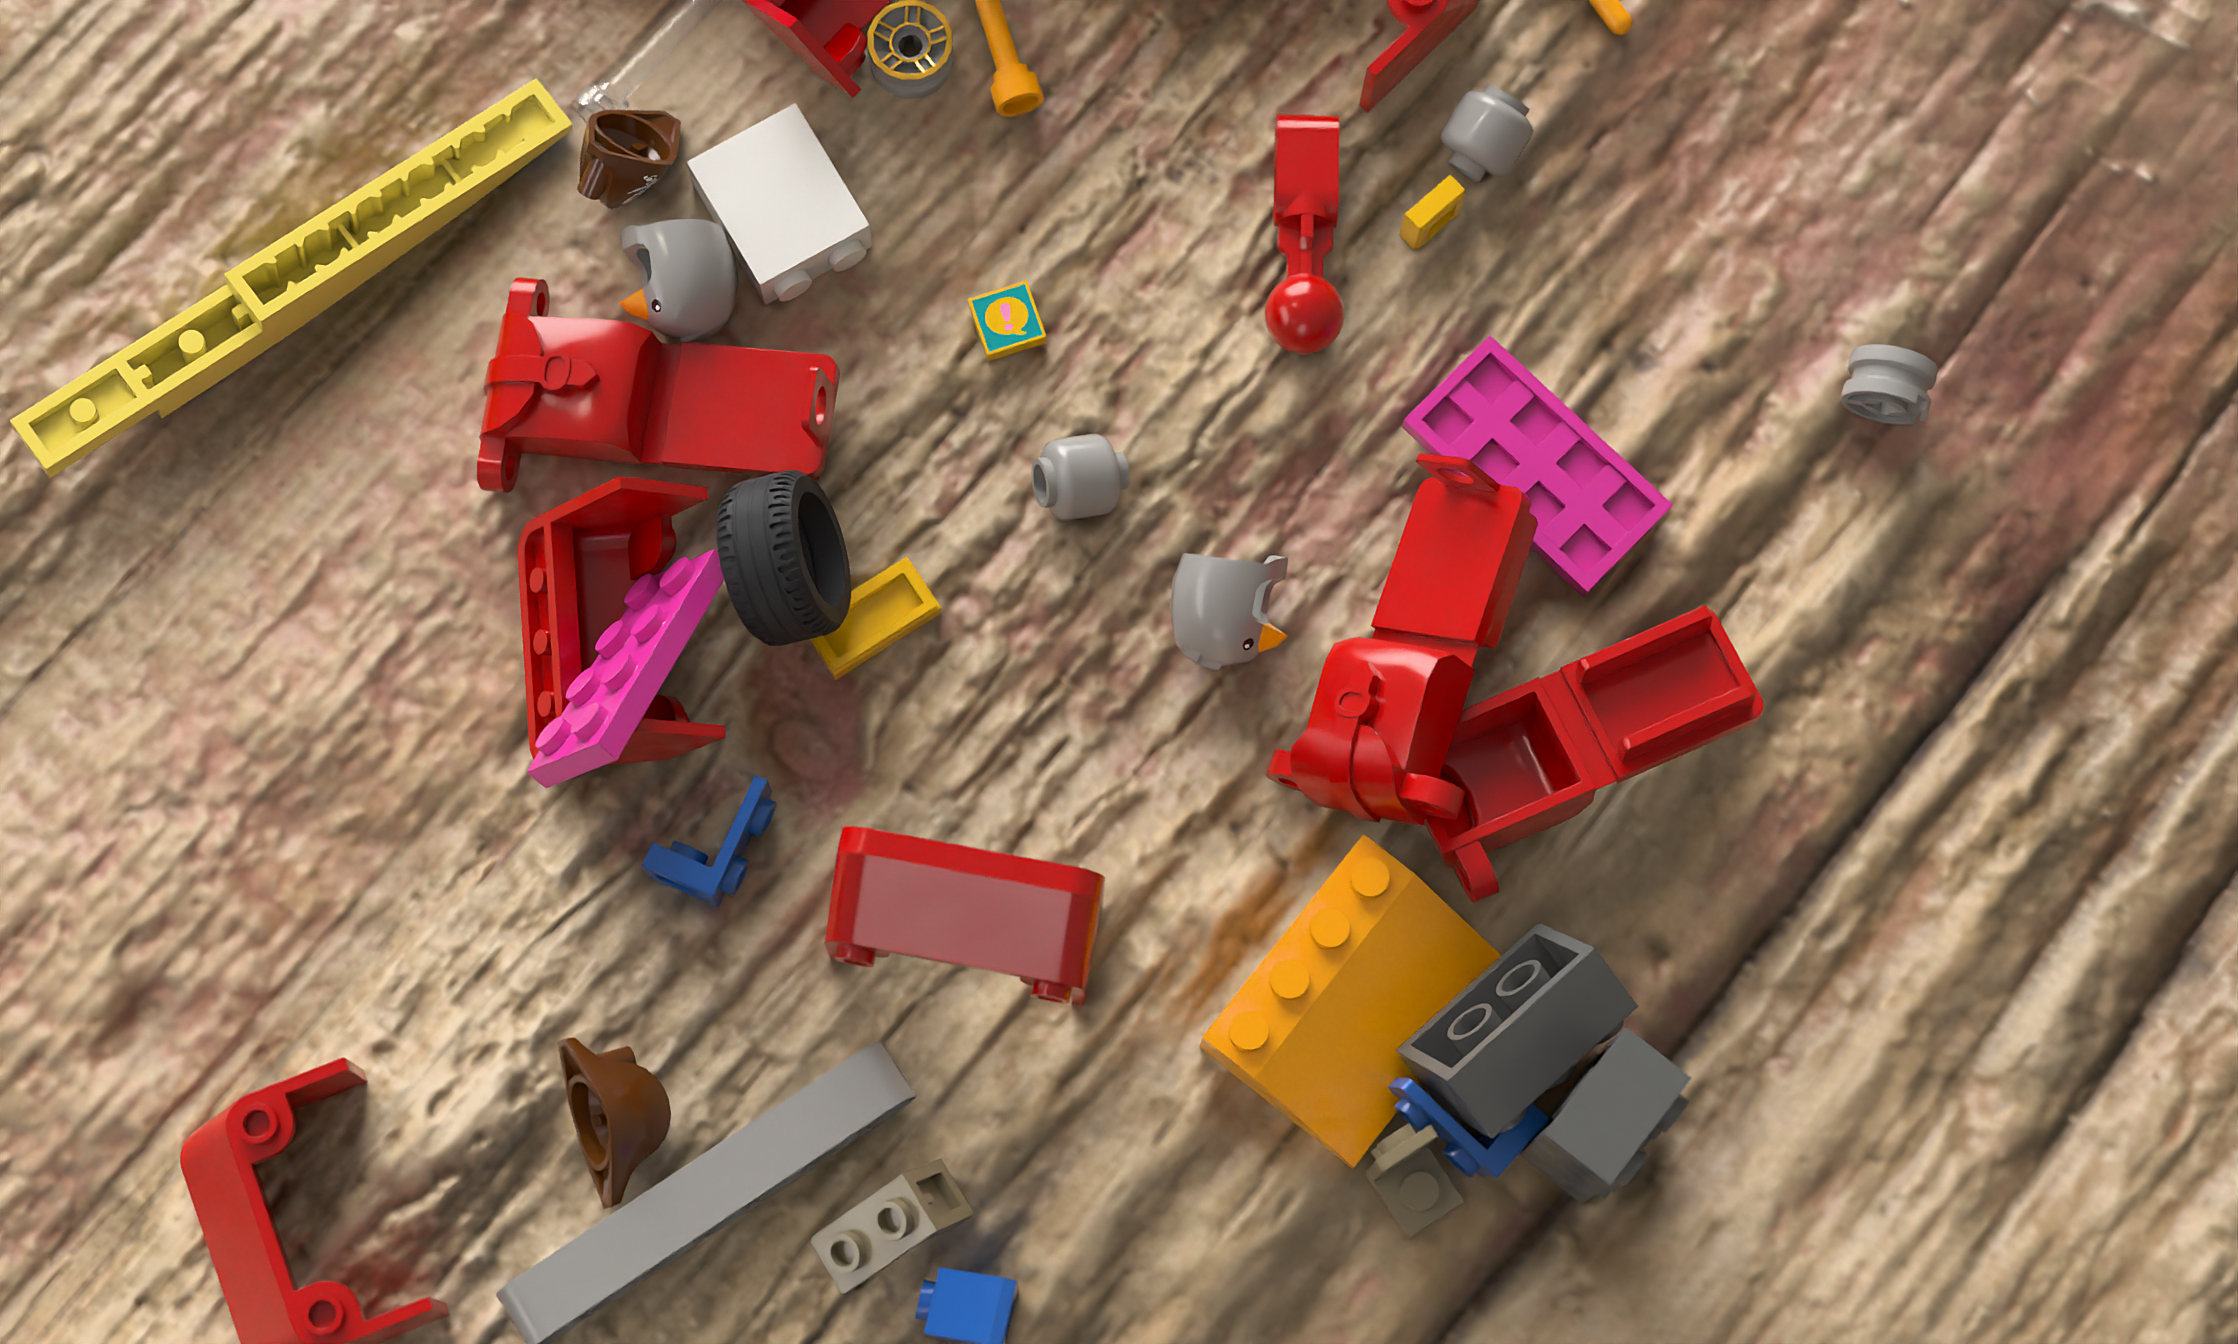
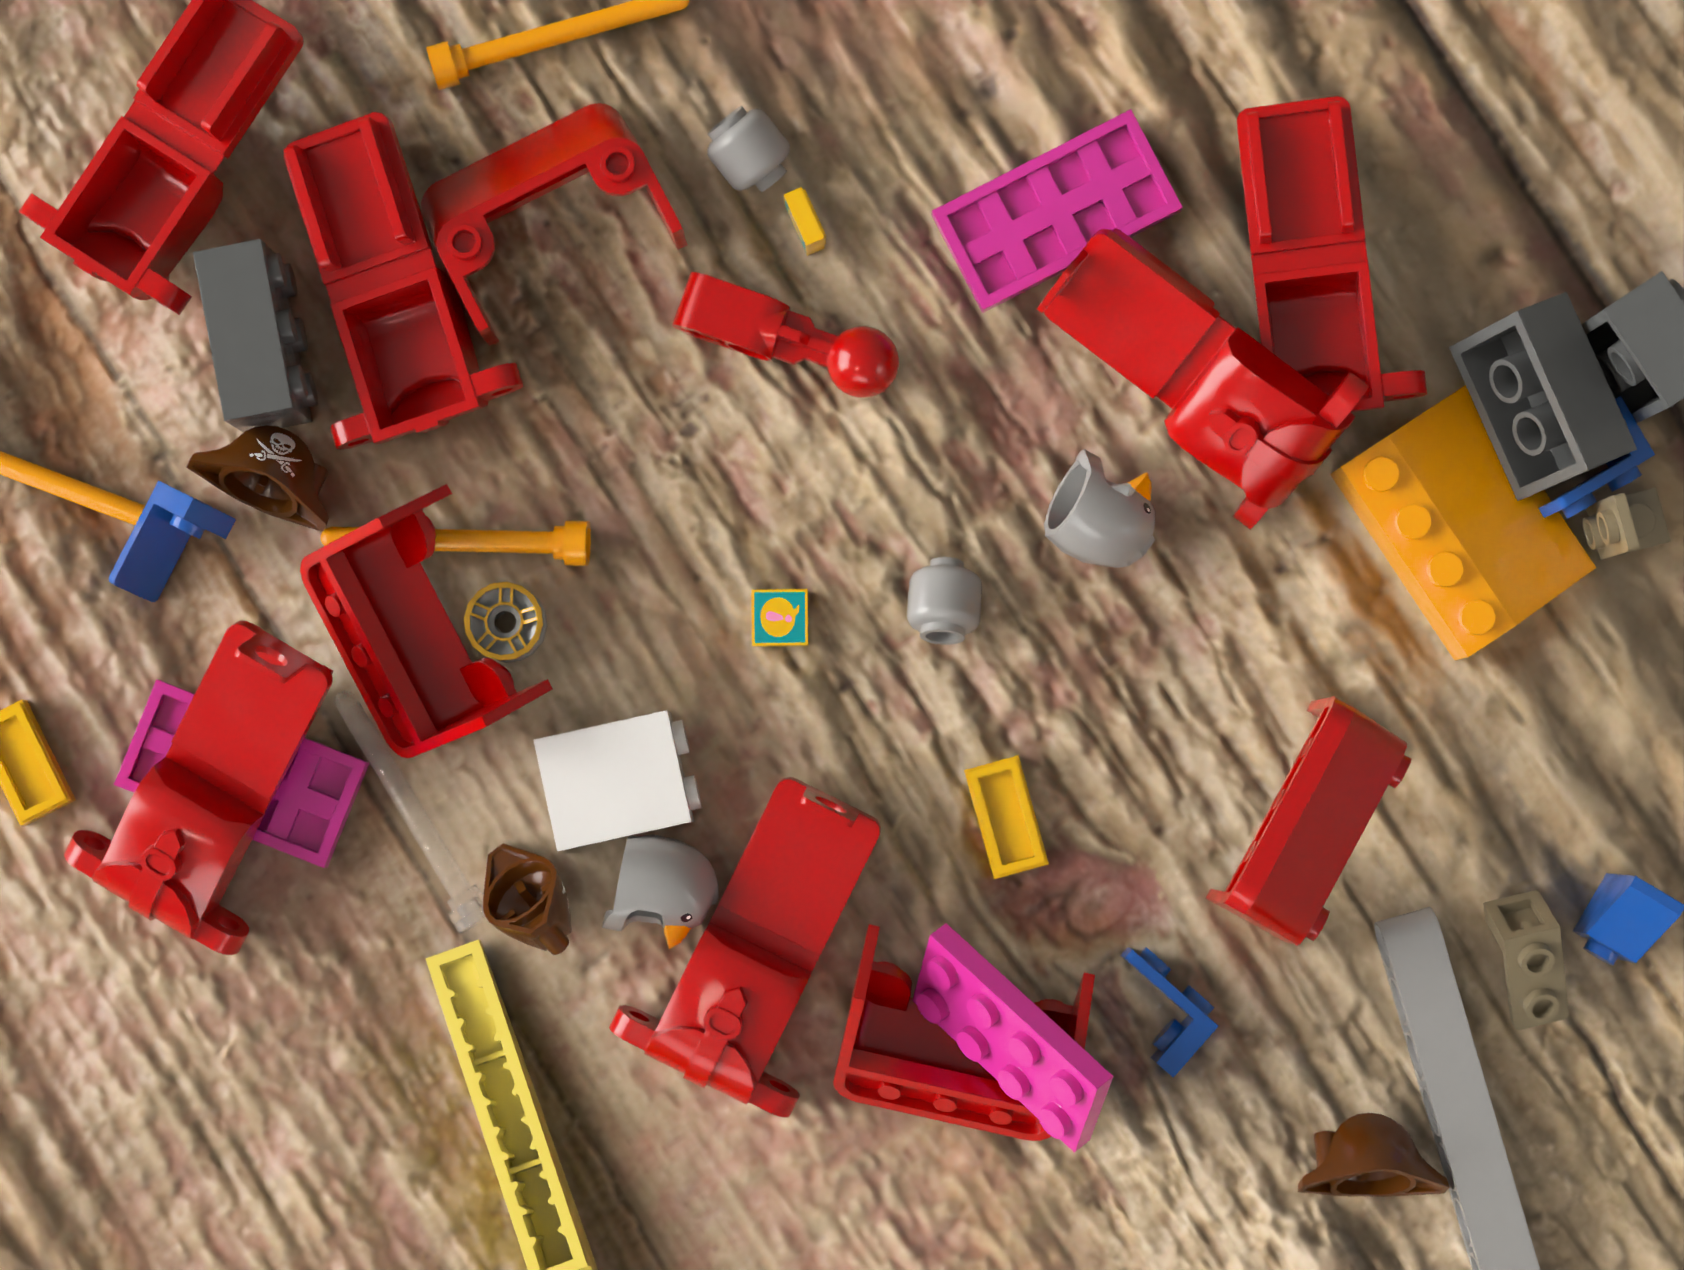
camera: 65 degrees left, 10 degrees up
(783, 558) = (950, 877): black tyre -> none

